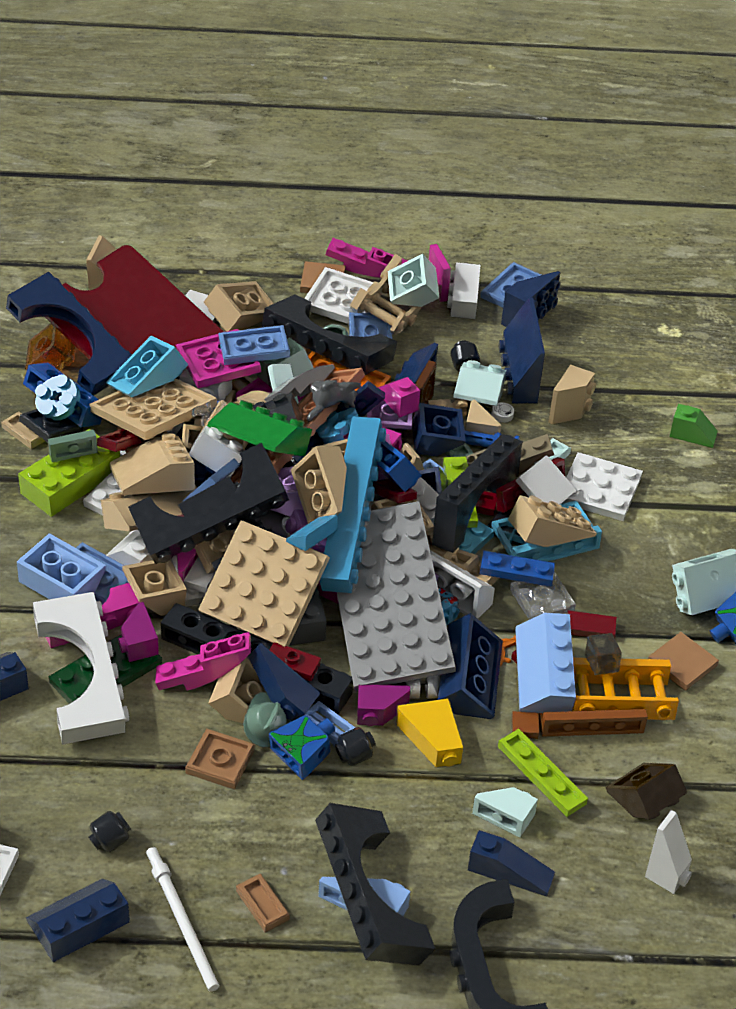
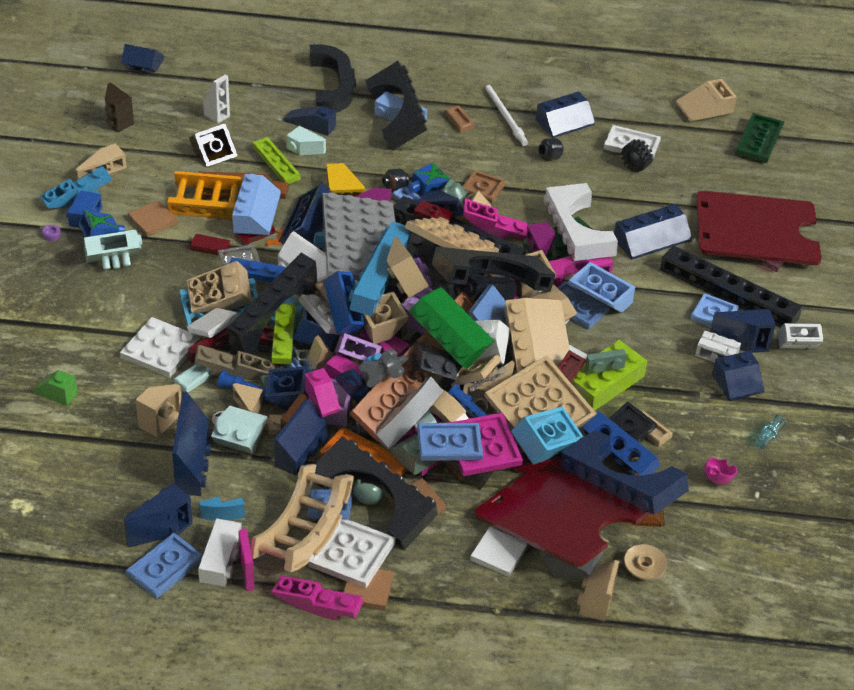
camera: 175 degrees left, 0 degrees up
(49, 390) = (627, 420): plate -> none
(237, 304) = (456, 535): tan slope -> none
(314, 532) = (417, 234): dark azure slope -> none
(413, 282) = (280, 521): light aqua slope -> none
(463, 352) = (243, 470): black head -> none
(478, 322) = (215, 509): none -> dark azure slope
(603, 653) = (216, 196): clear smoke brick -> none

